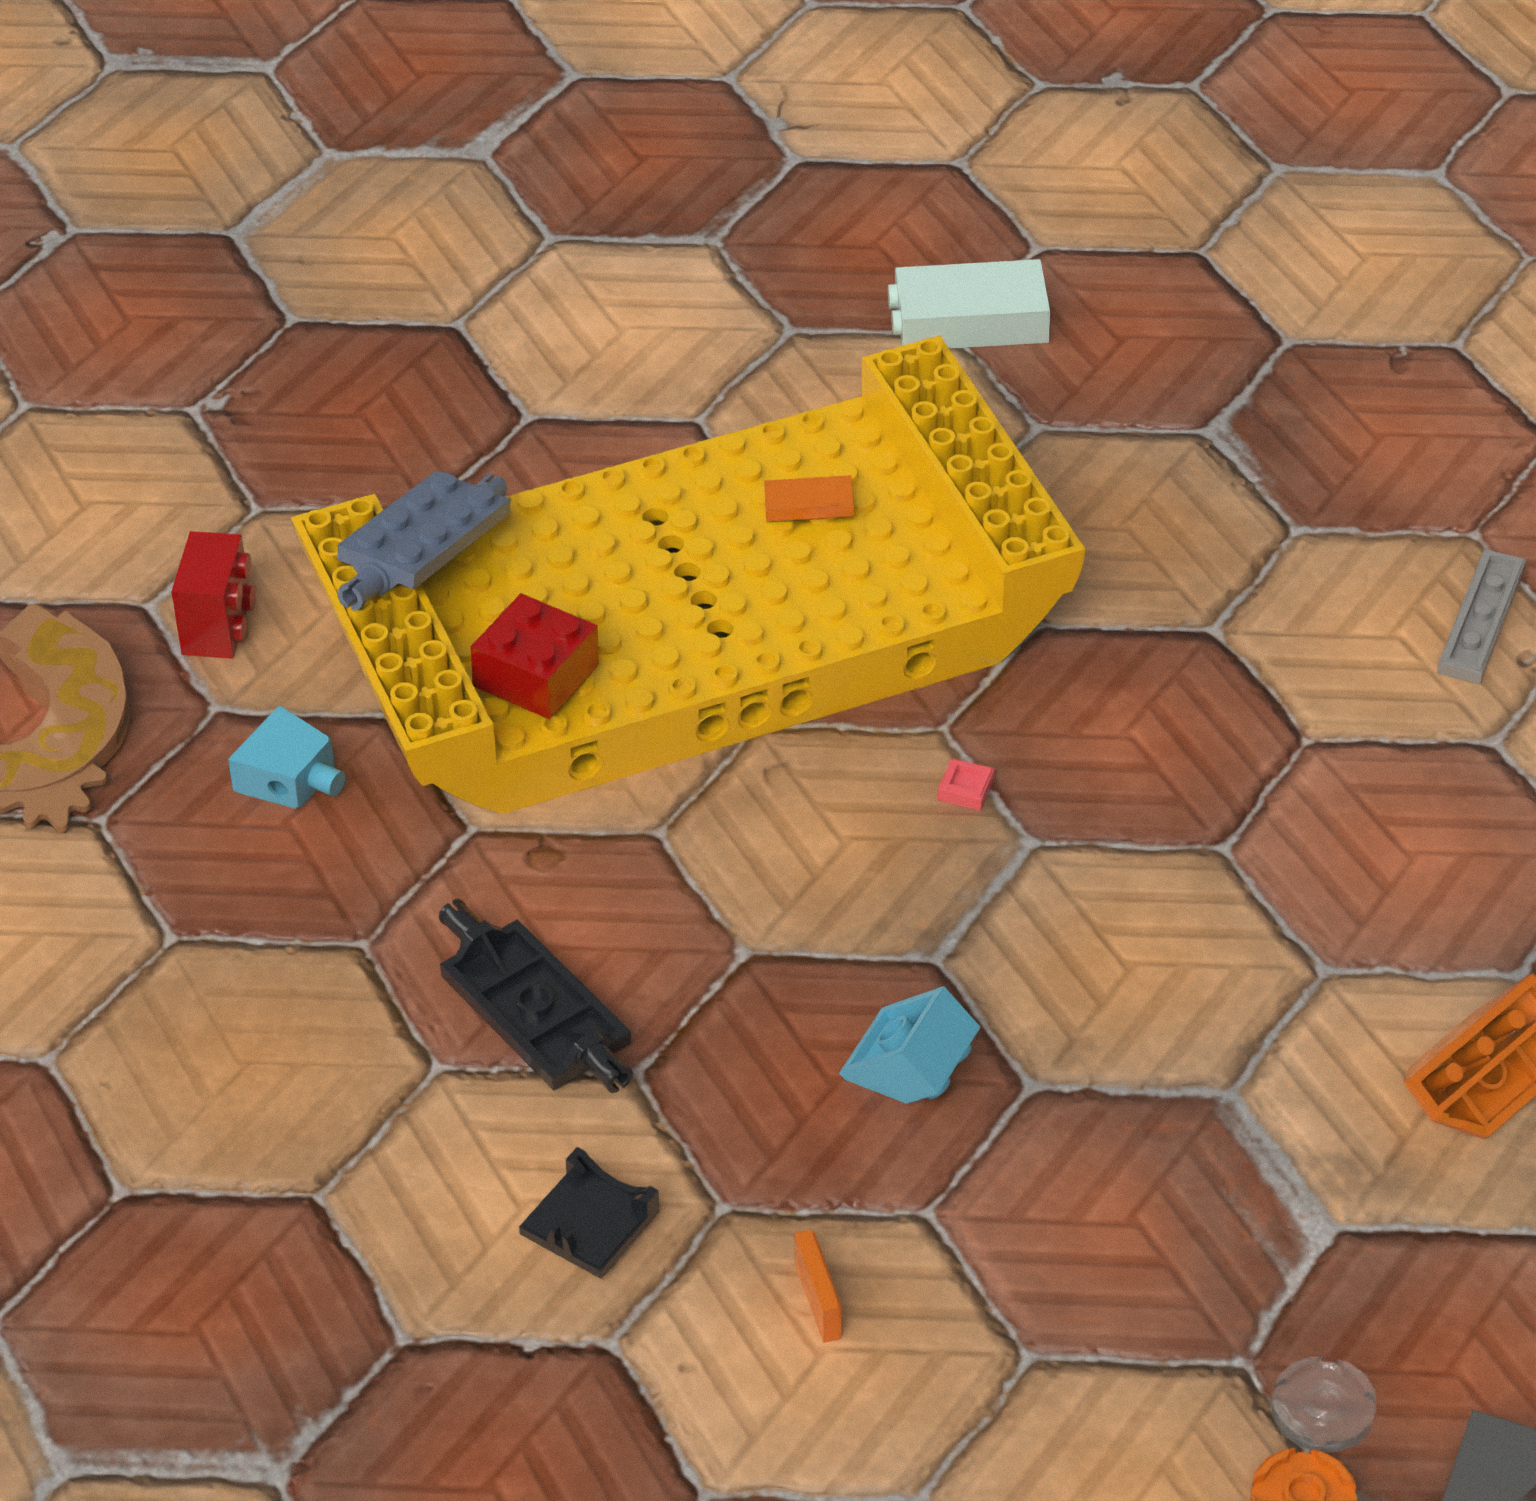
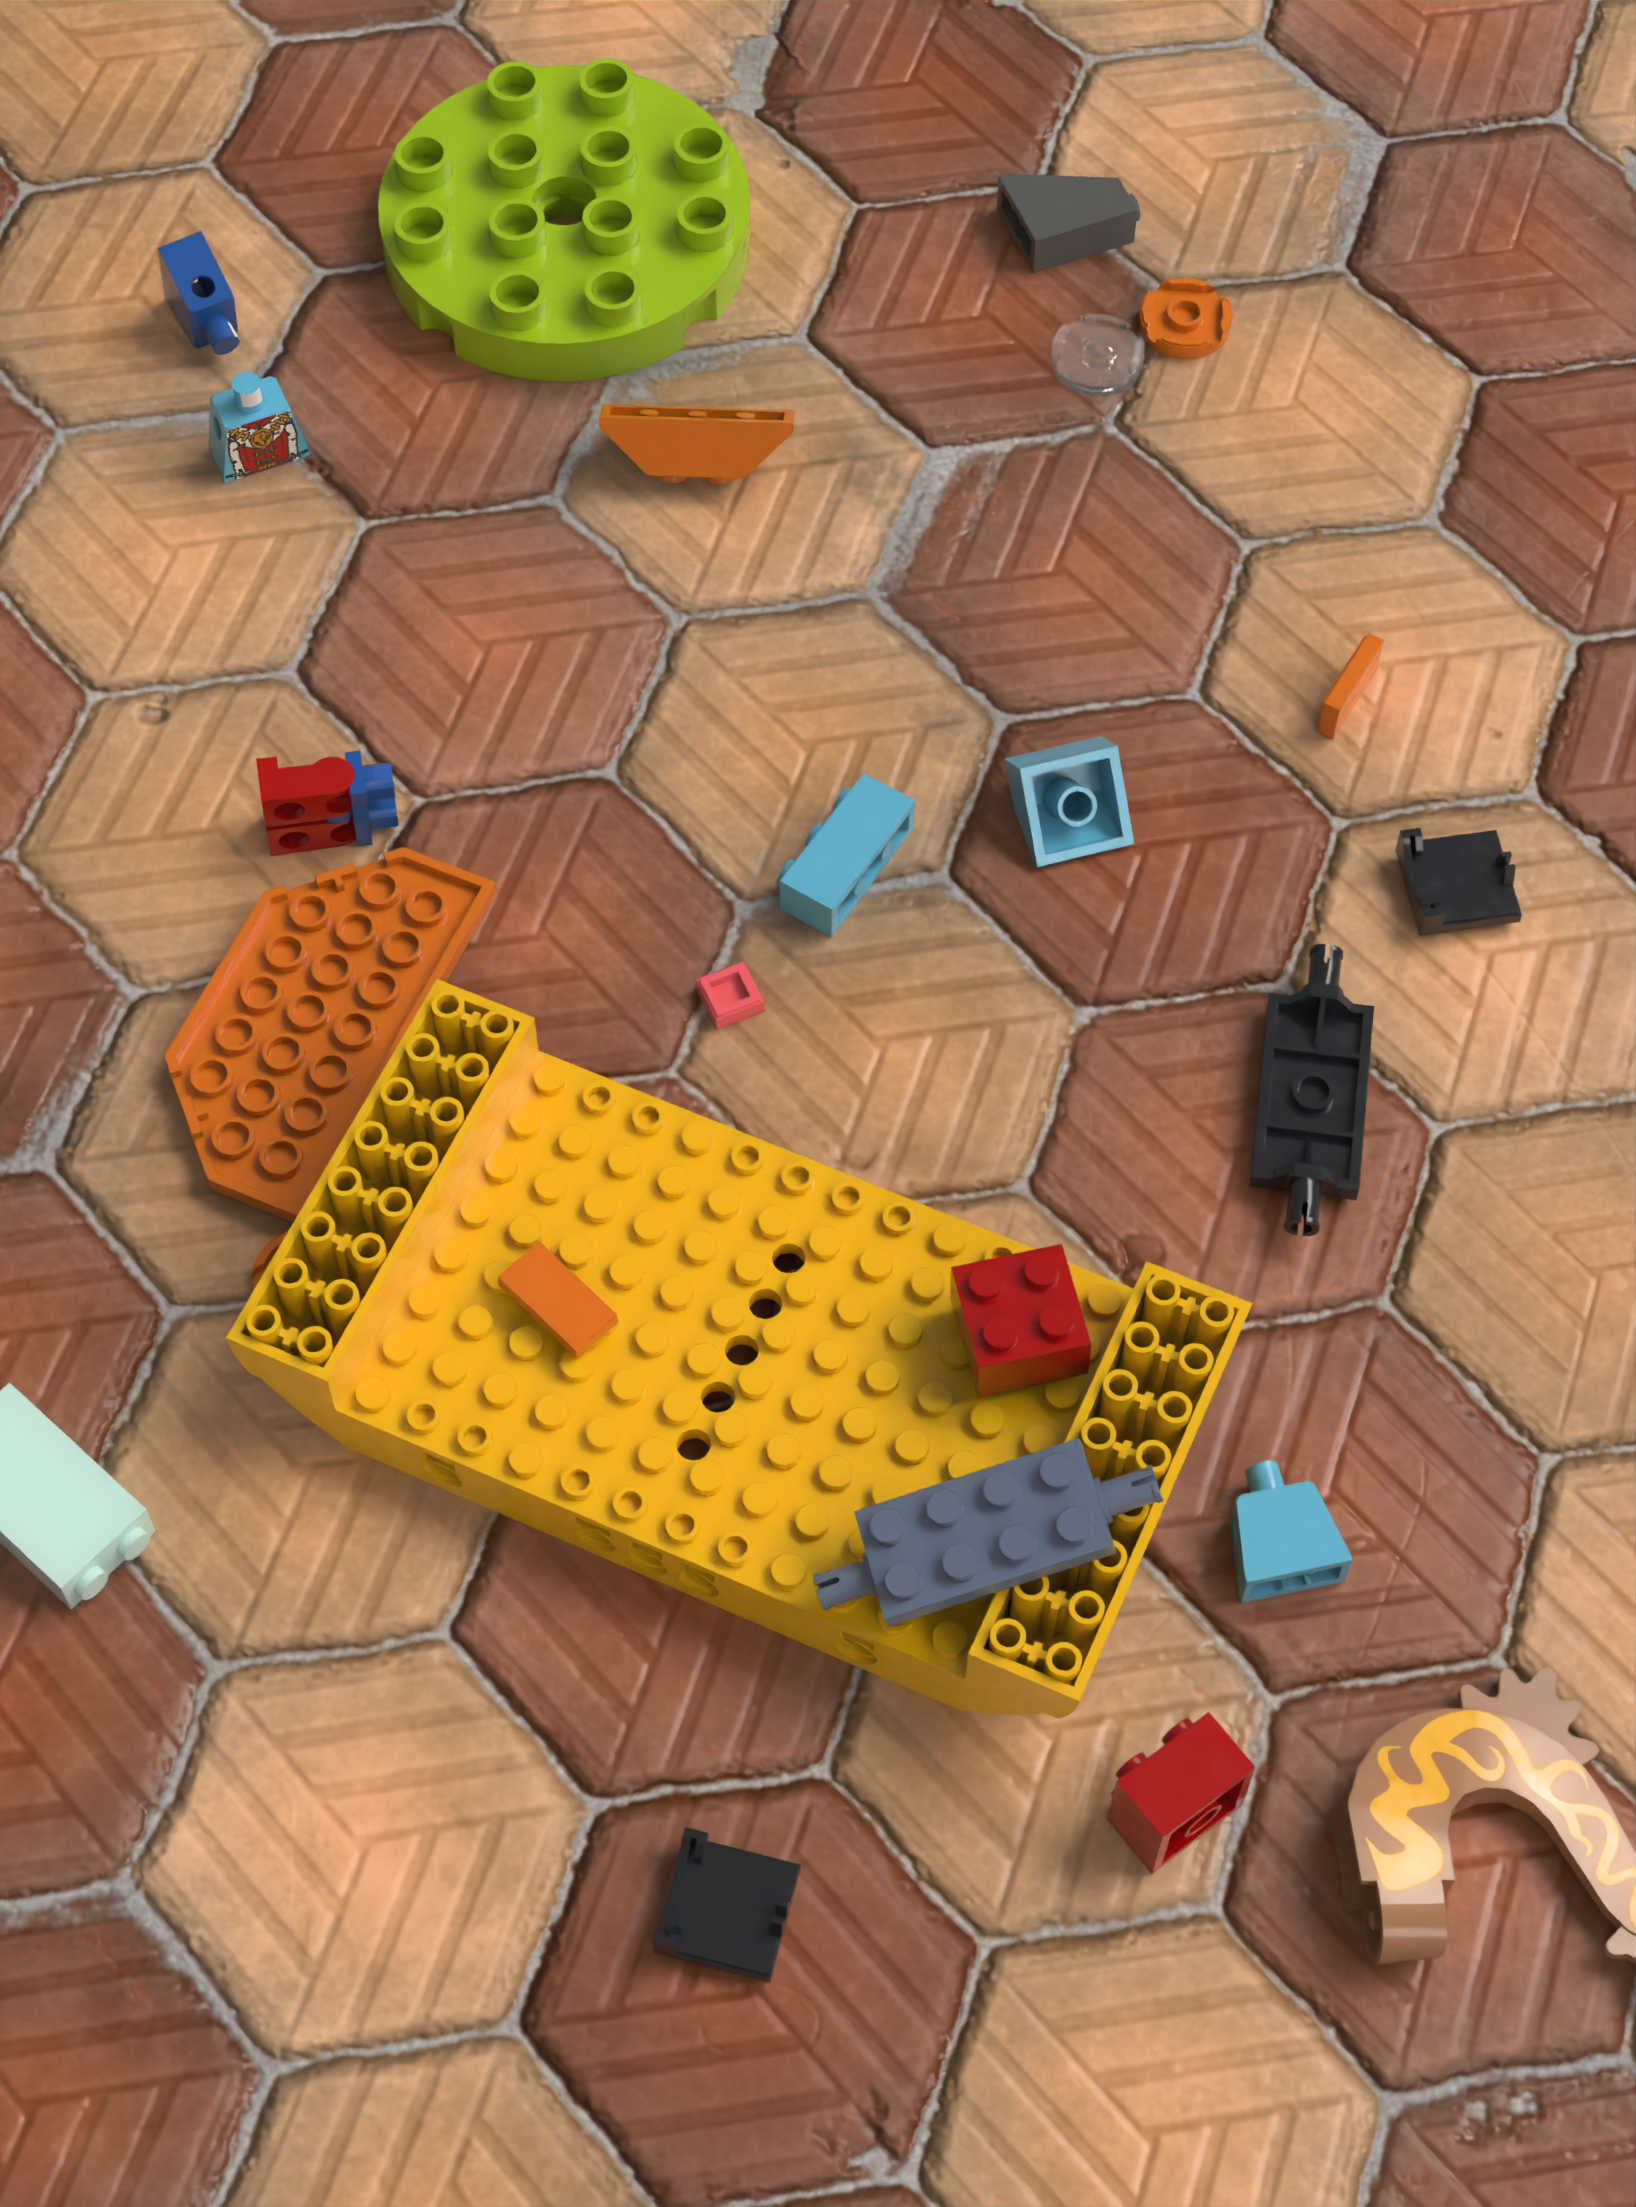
camera: 135 degrees left, 15 degrees up
(406, 417) = (726, 1908): none -> black piece
(1003, 899) = (845, 854): none -> medium azure brick
(1178, 588) = (312, 1016): none -> orange plate
(1340, 645) = (325, 803): none -> red hips
(1481, 616) = (131, 772): light grey tile -> none

